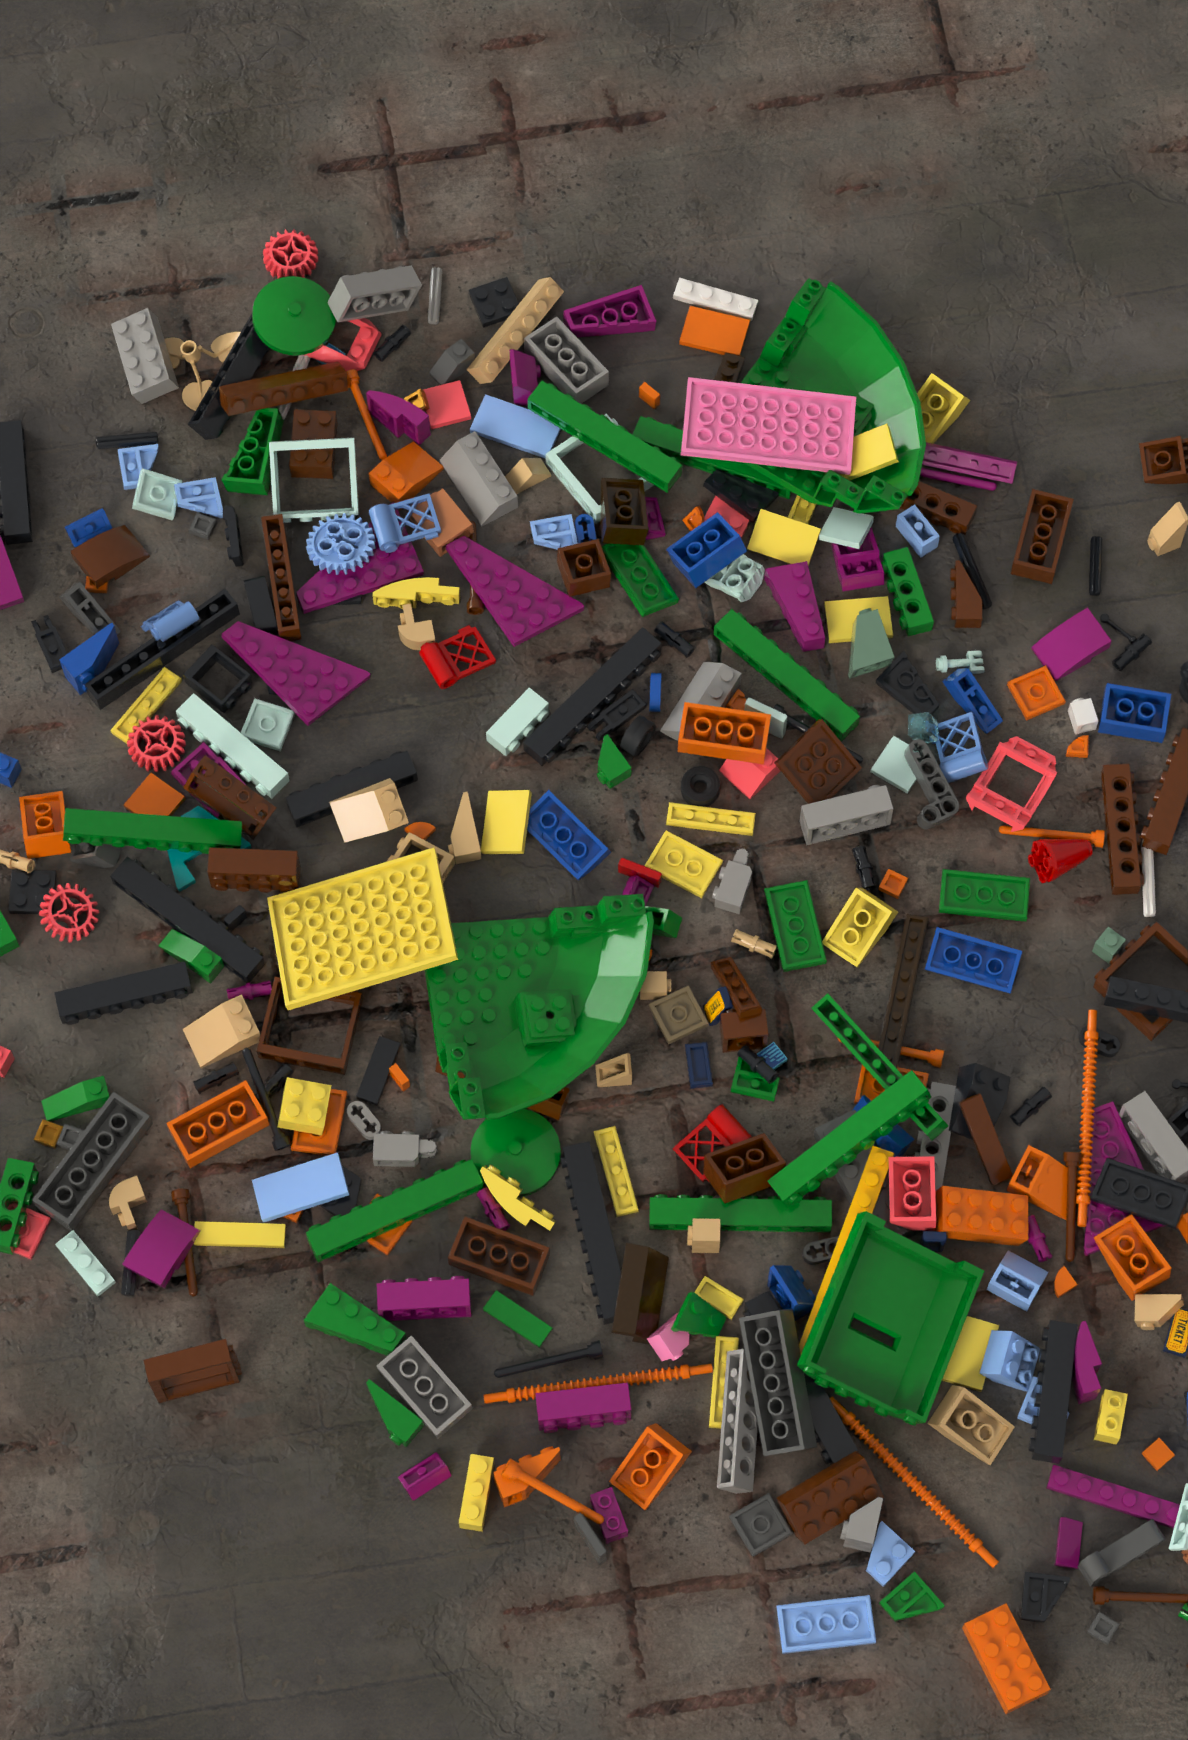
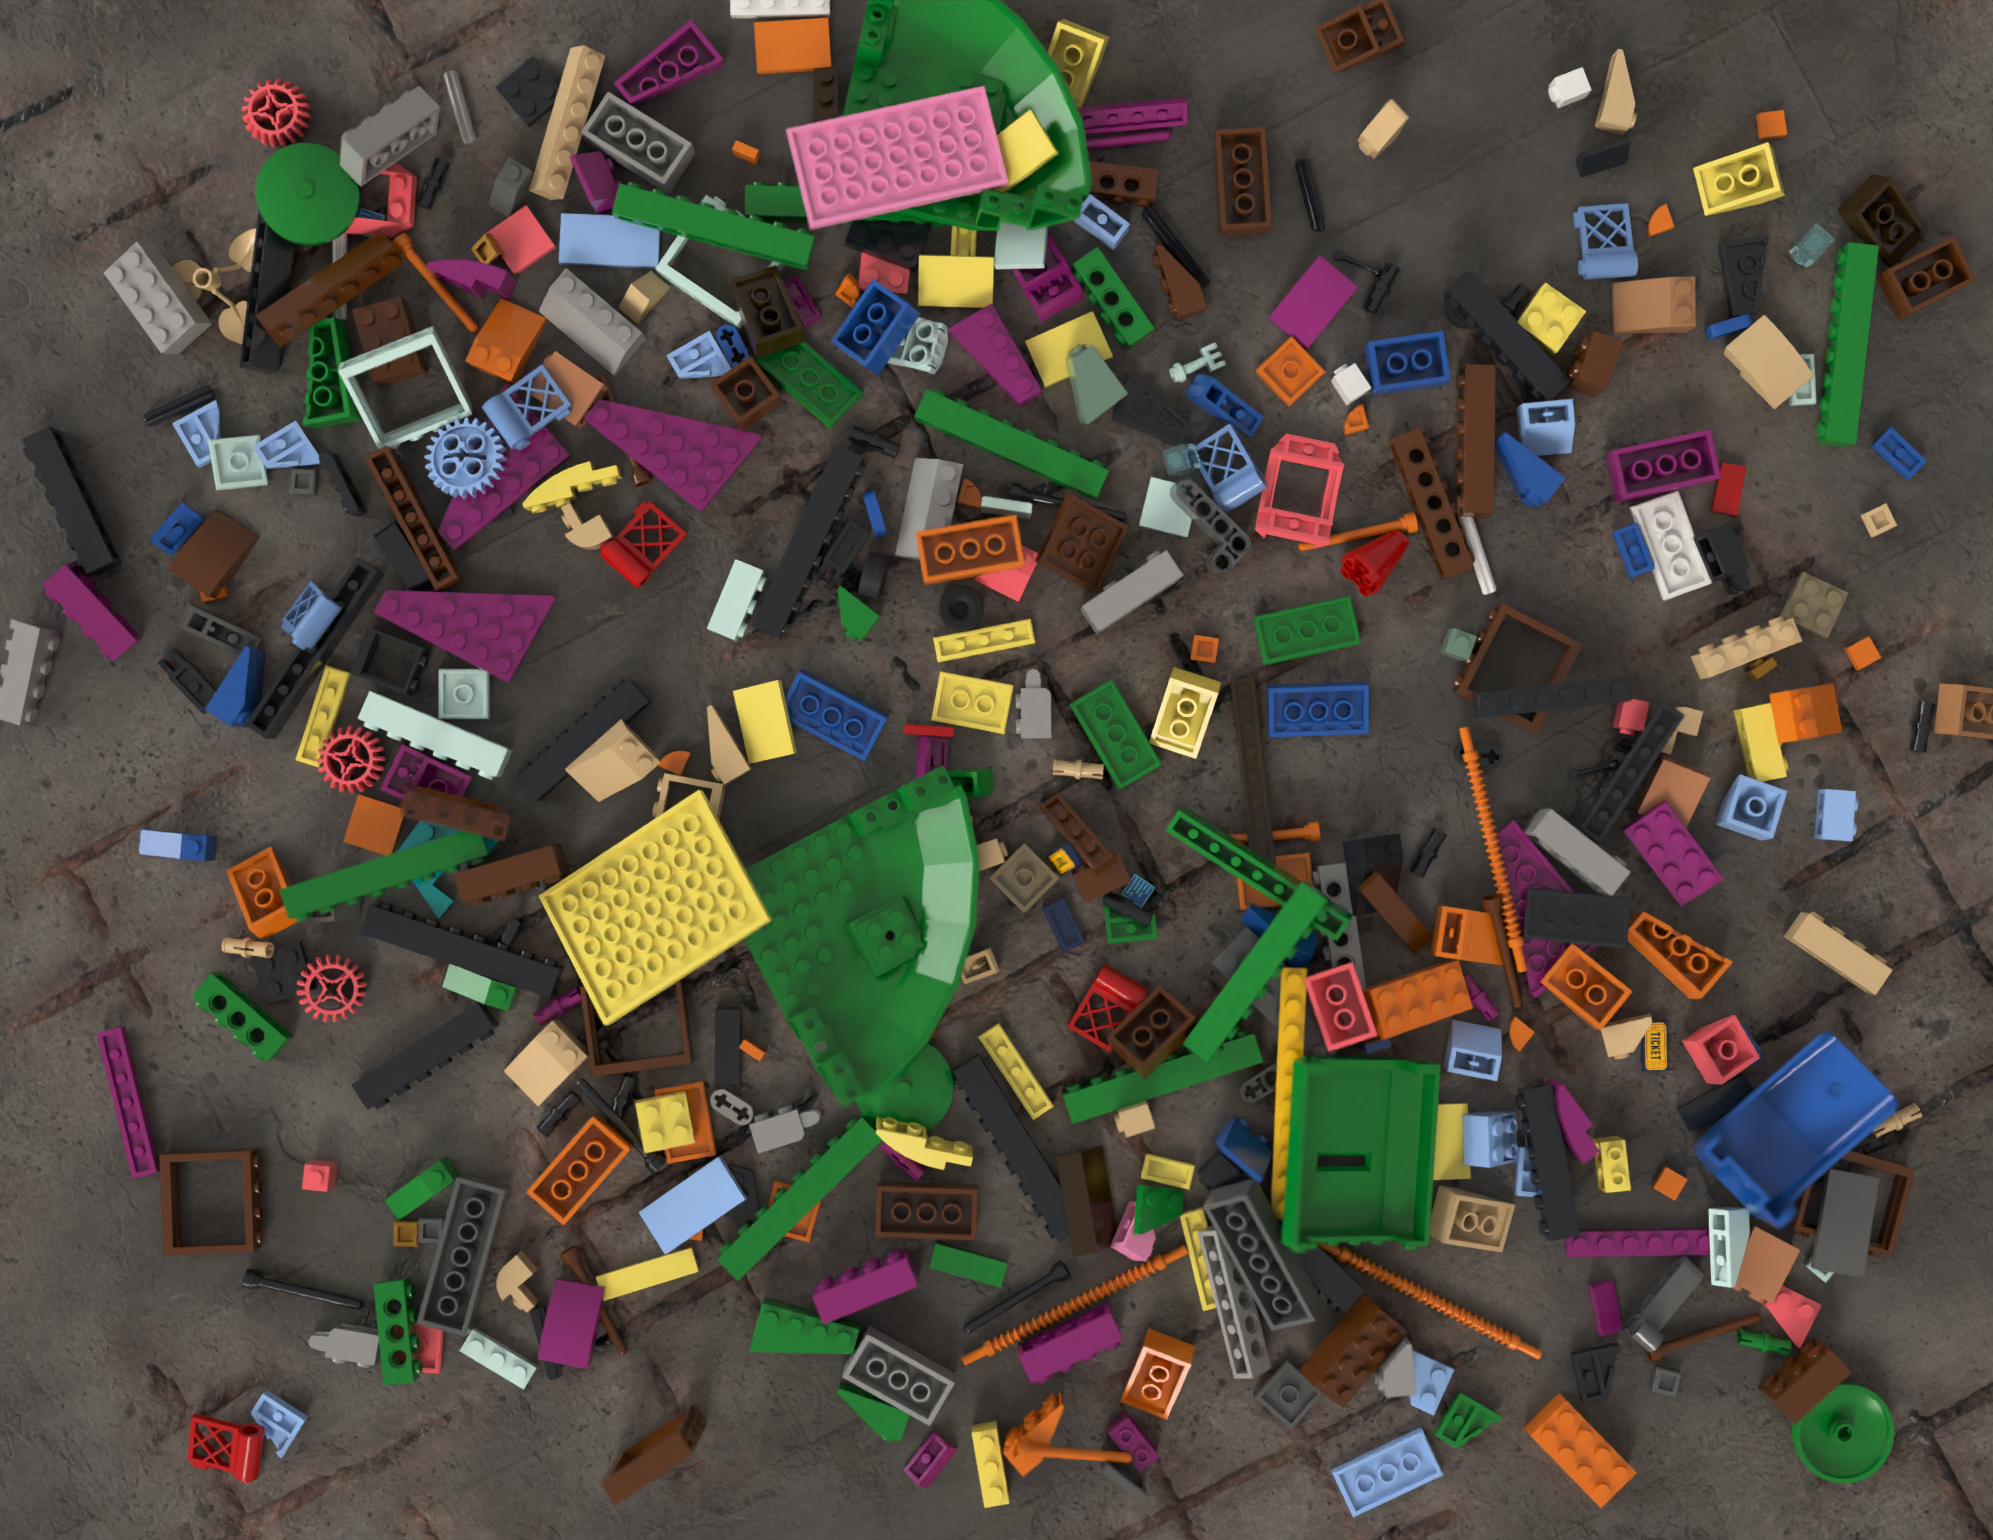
camera: 15 degrees left, 20 degrees up
(864, 868) = (1168, 642): black pin -> none

